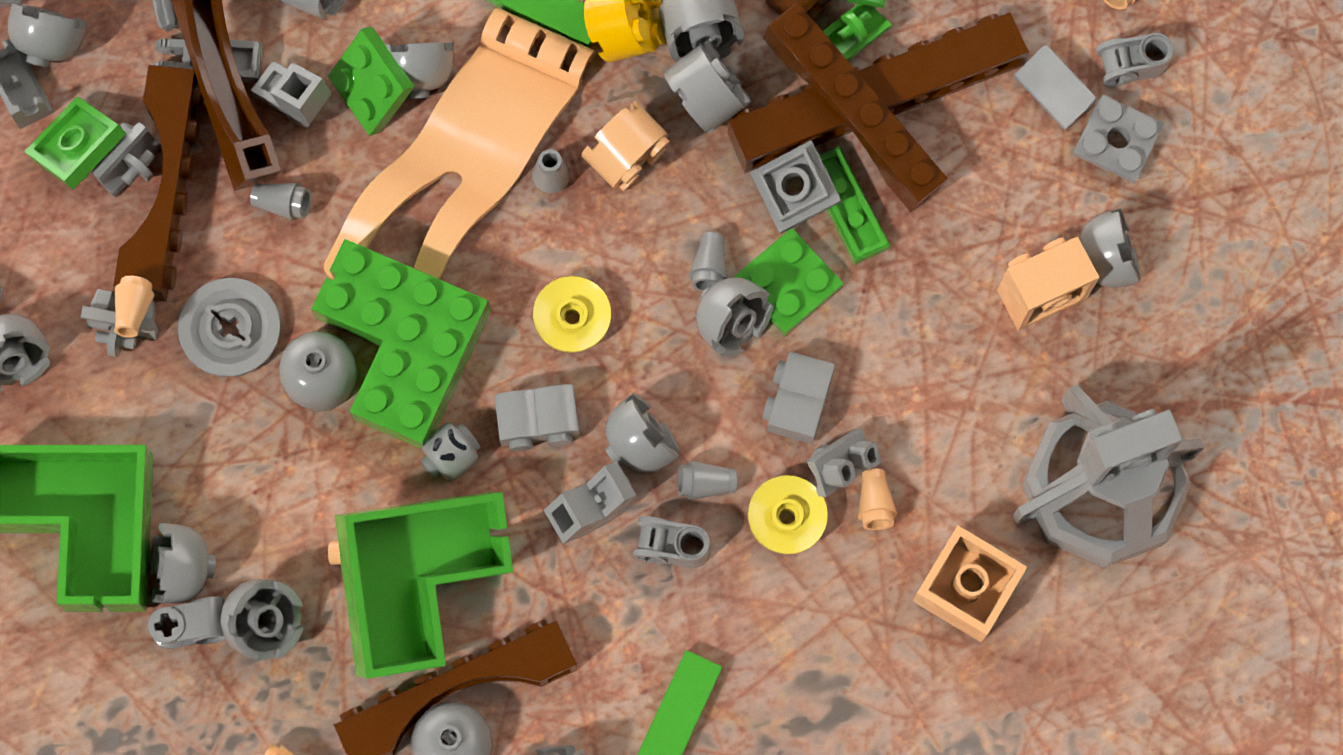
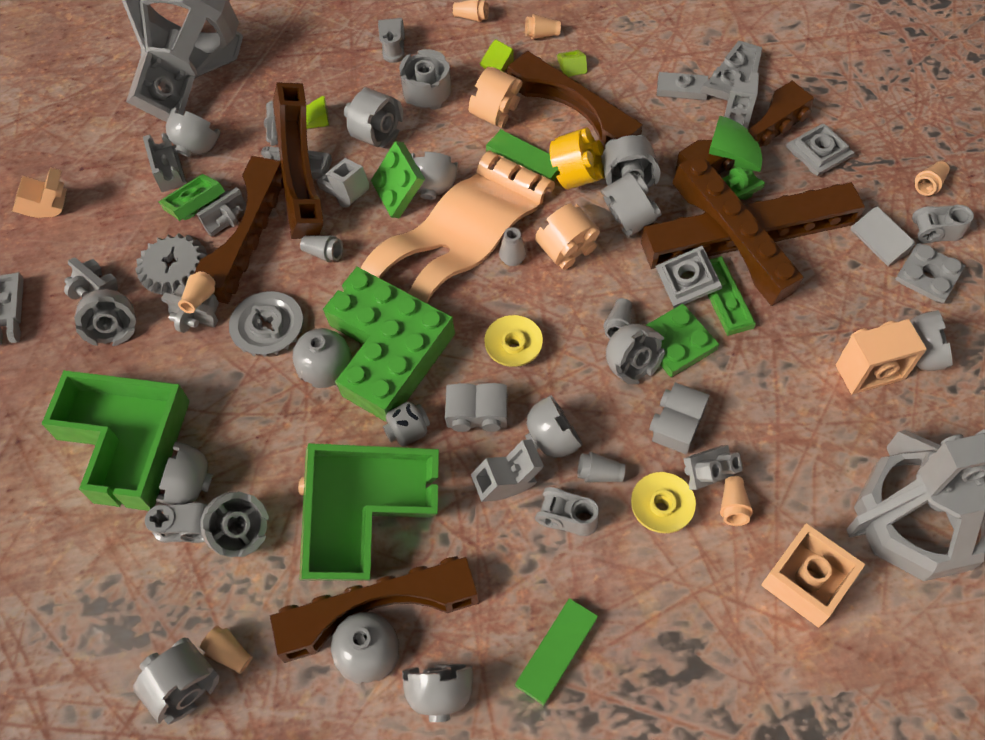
camera: 15 degrees right, 15 degrees down
(91, 266) = (152, 265): none -> light grey gear

